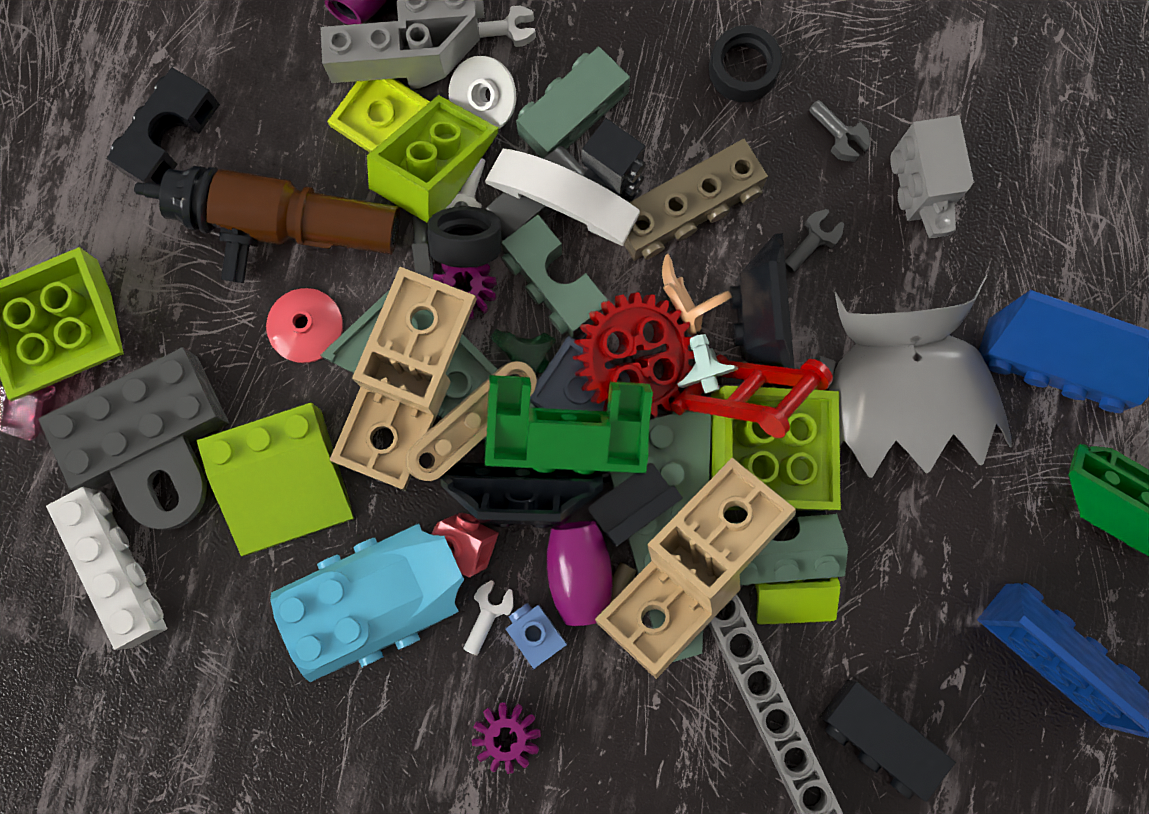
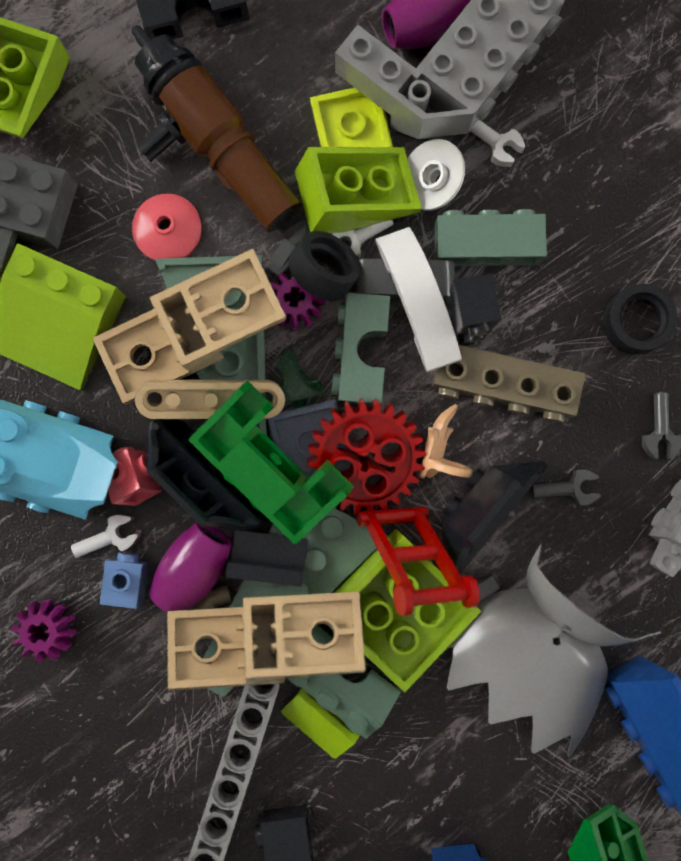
camera: 45 degrees right, 5 degrees up
(706, 366) = (407, 509): light aqua piece -> none

